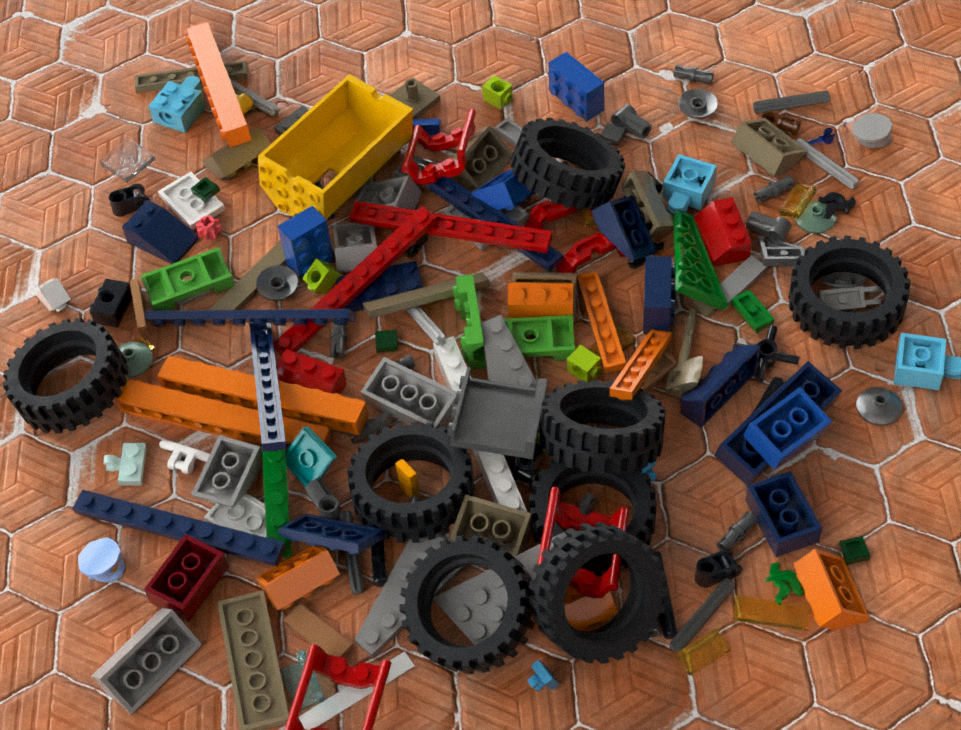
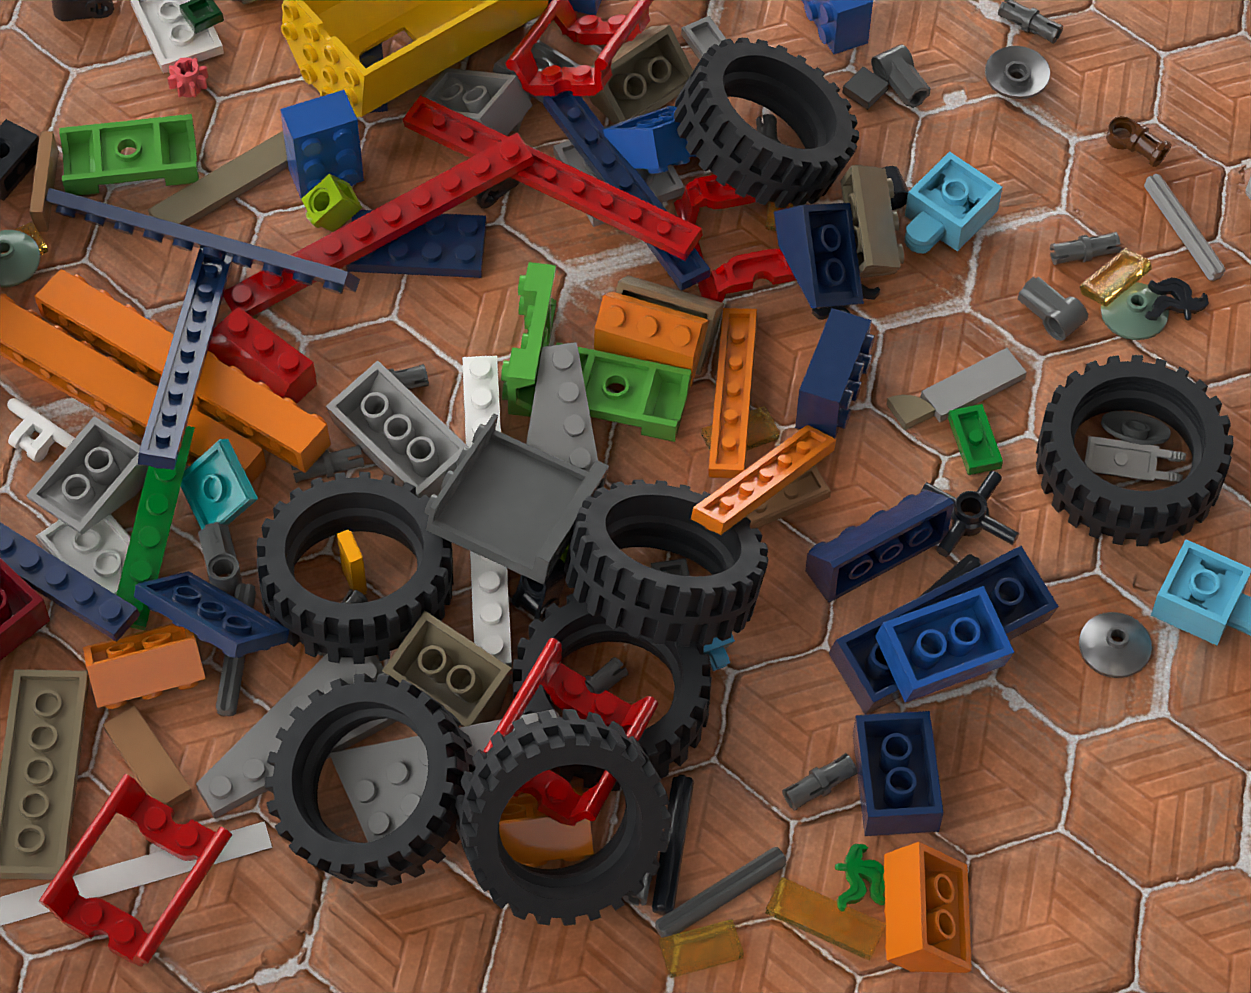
camera: 10 degrees right, 5 degrees up
(159, 233) = (111, 65): dark blue slope -> none
(277, 276) = (260, 184): dark grey dish -> none
(292, 675) = (110, 844): clear light blue panel -> none
(338, 340) = (326, 309): dark grey pin -> none
(352, 244) = (396, 163): light grey slope -> none
(378, 564) = (269, 678): black piece -> none
(386, 341) = (398, 333): dark green tile -> none
(419, 296) = (471, 276): dark tan tile -> none
(427, 325) = (463, 324): light grey axle -> none
(542, 677) = (451, 918): dark azure tile -> none
(584, 364) = (683, 454): lime brick -> none
(688, 371) = (830, 513): dark tan piece -> none
(693, 266) = (905, 346): green wing -> none
(720, 565) = (773, 828): black piece -> none
(723, 232) = (974, 299): red slope -> none
(768, 146) = (1101, 174): dark tan slope -> none
(780, 253) = (1052, 356): dark grey wing -> none
(791, 101) = (1169, 108): dark grey axle -> none
(826, 137) = (1201, 184): clear blue hand -> none
(854, 550) = (988, 859): dark green tile -> none

